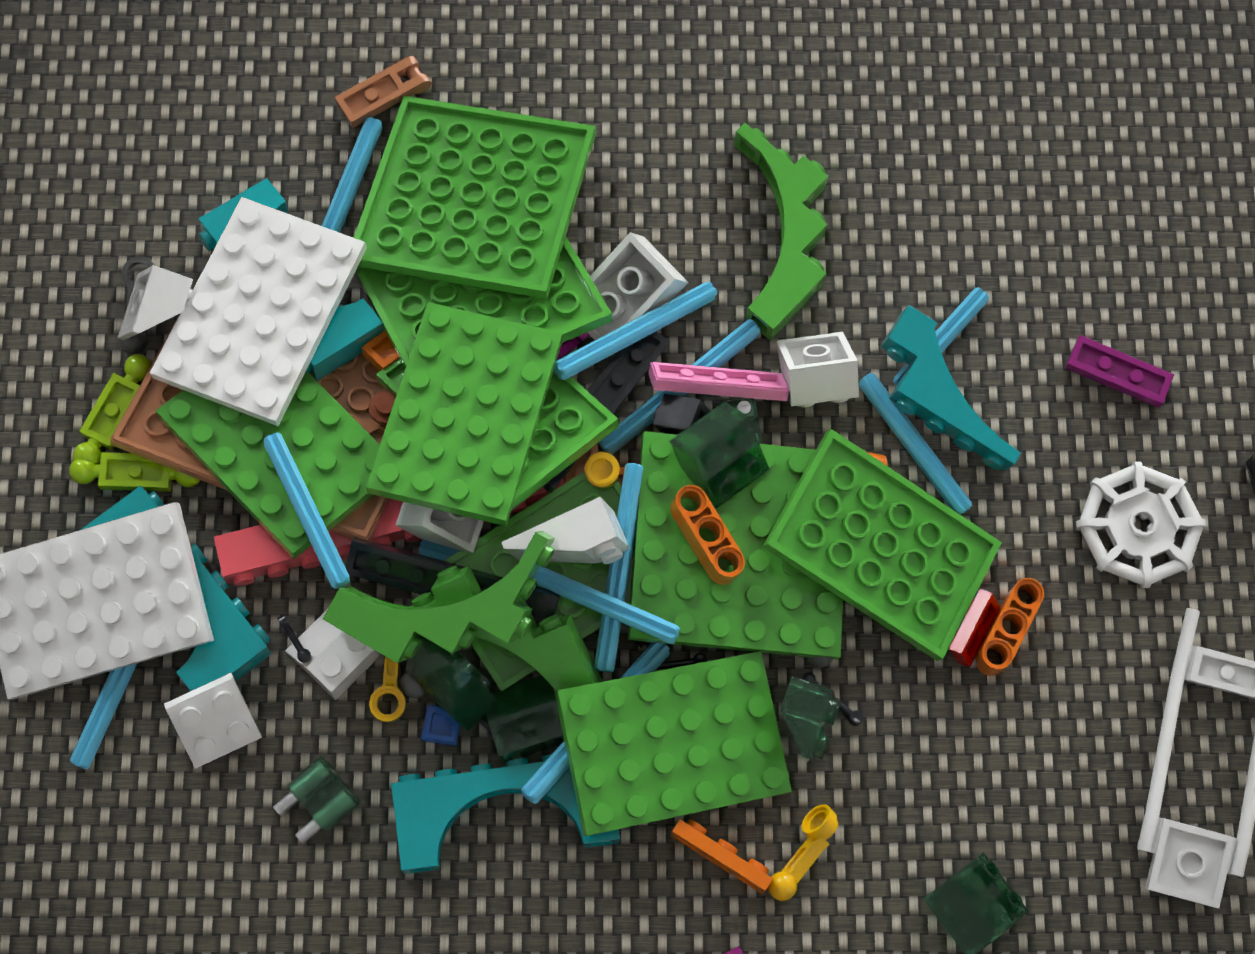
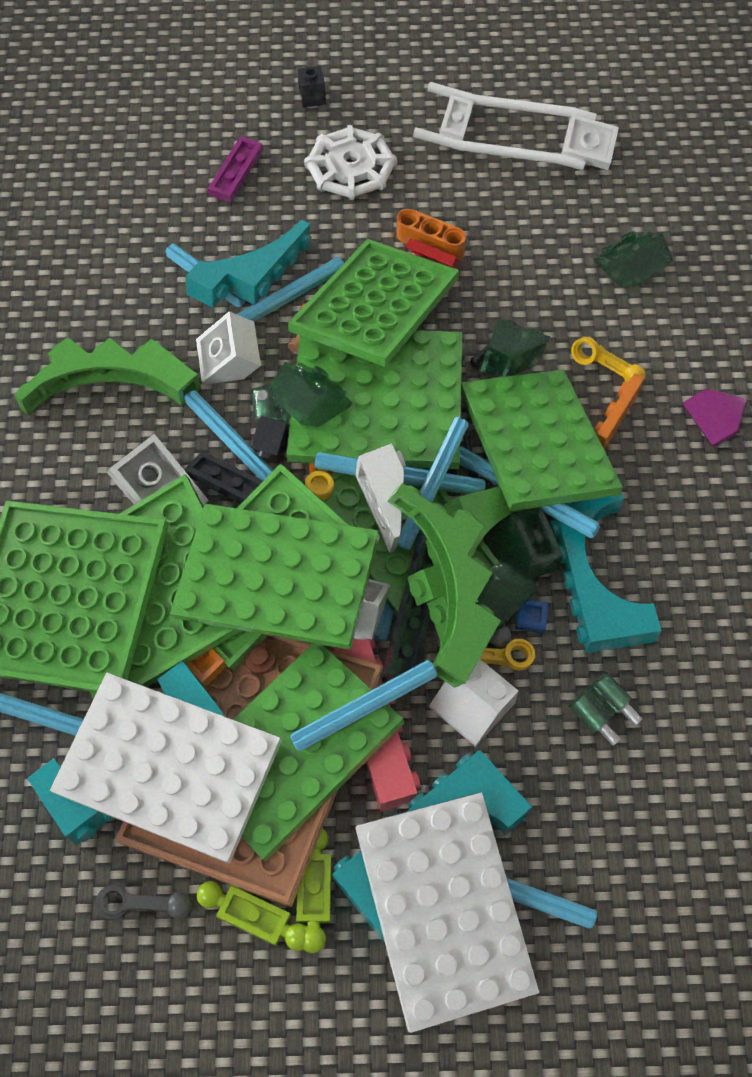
camera: 85 degrees left, 10 degrees down
(155, 298) = (153, 870): white slope -> none
(213, 720) = (547, 795): white plate -> none
(303, 655) = (487, 715): black hinge -> none
(634, 331) = (195, 466): medium azure axle -> none
(707, 517) = (376, 403): orange beam -> none
(718, 381) = (240, 413): bright pink tile -> none

